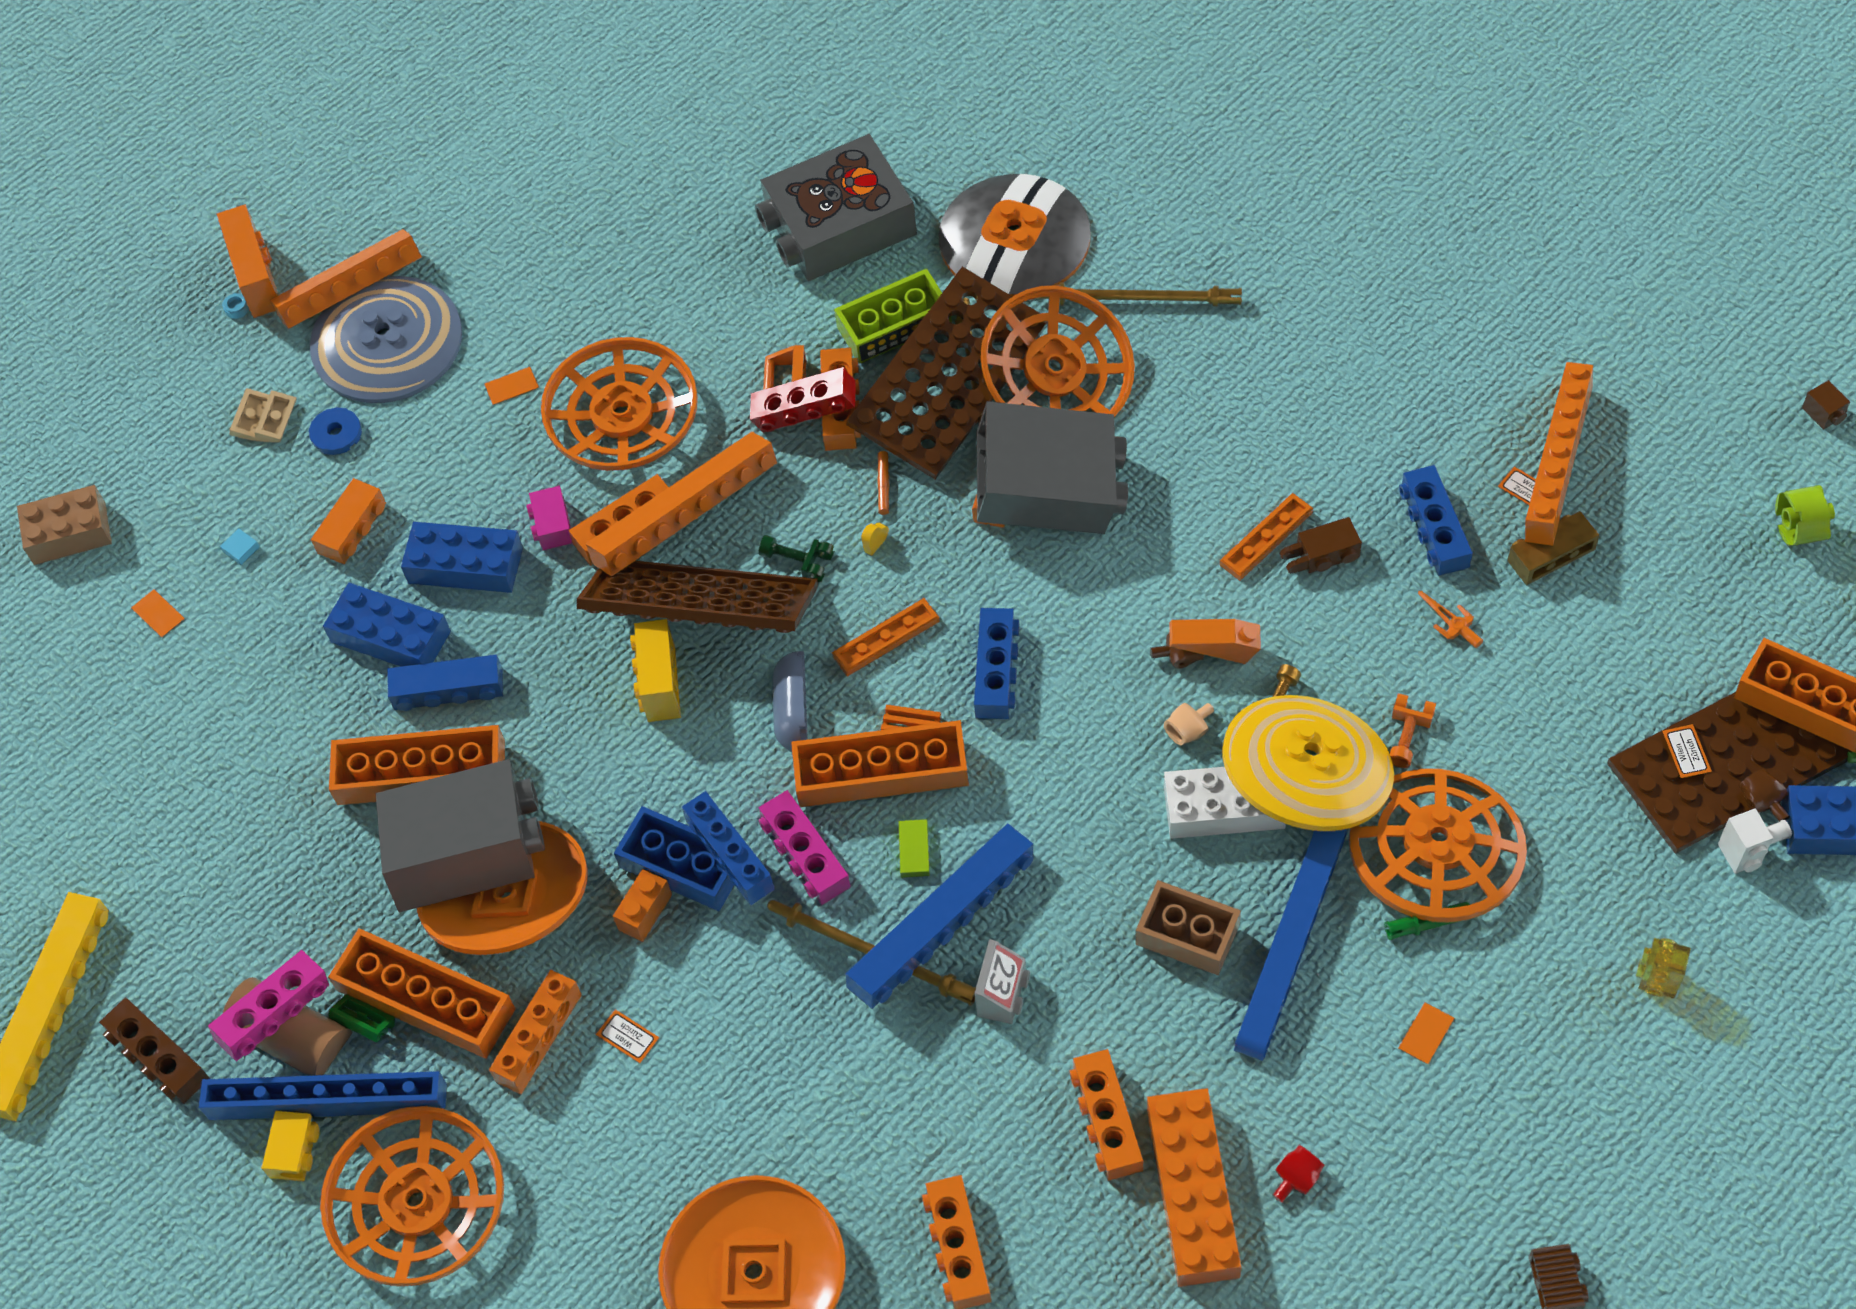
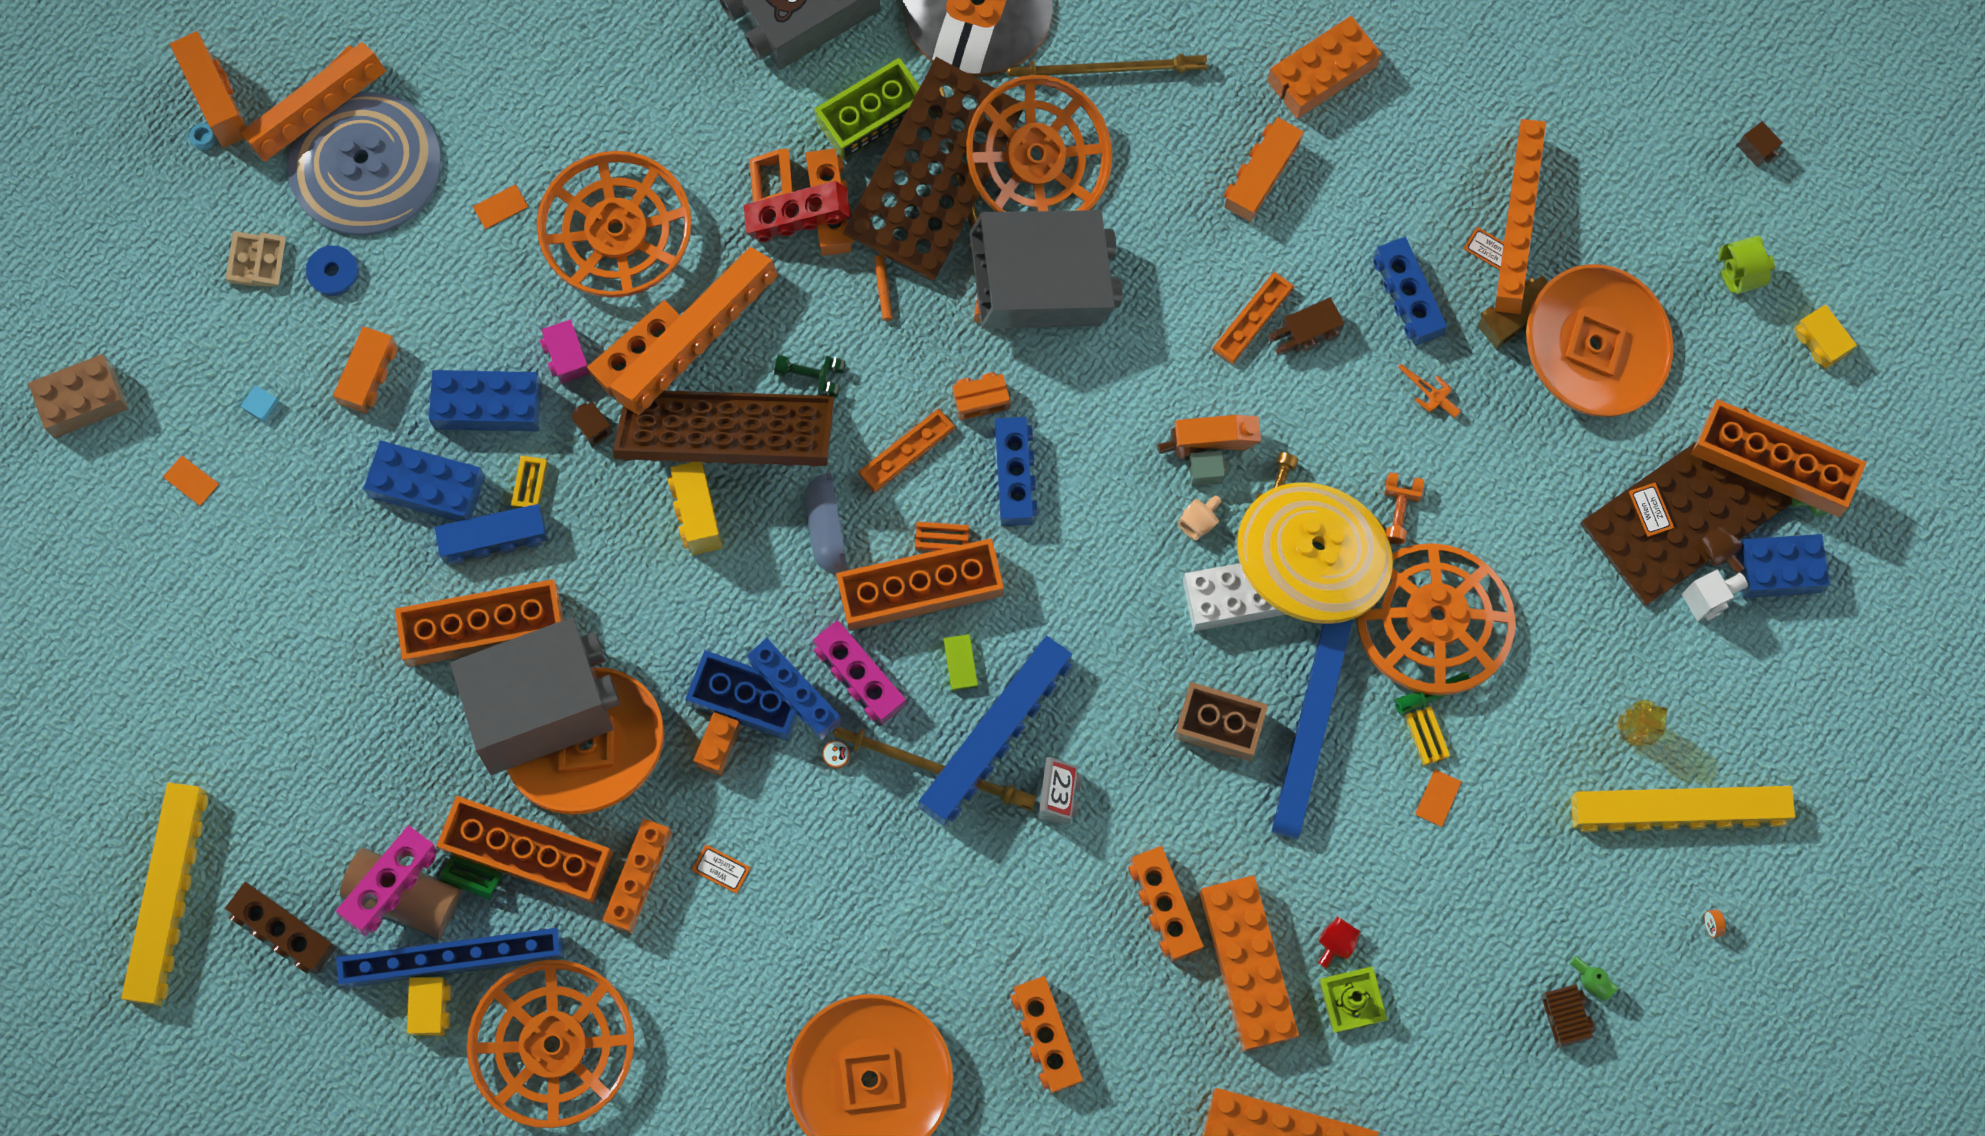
camera: 15 degrees left, 15 degrees up
(485, 632) = (519, 481): none -> yellow tile
(564, 586) = (591, 423): none -> reddish brown brick
(768, 929) = (836, 754): none -> tile
(873, 537) = (882, 348): yellow tile -> none
(969, 589) = (980, 396): none -> orange brick
(1201, 675) = (1207, 468): none -> sand green brick
(1290, 395) = (1263, 169): none -> orange brick
(1307, 1227) = (1353, 999): none -> lime plate
(1363, 306) = (1324, 67): none -> orange piece
(1413, 943) = (1436, 731): none -> yellow tile
(1591, 1242) = (1594, 979): none -> bright green piece
(1660, 551) = (1631, 334): none -> orange dish
(1707, 1065) = (1682, 807): none -> yellow brick
(1738, 1195) = (1715, 923): none -> orange tile

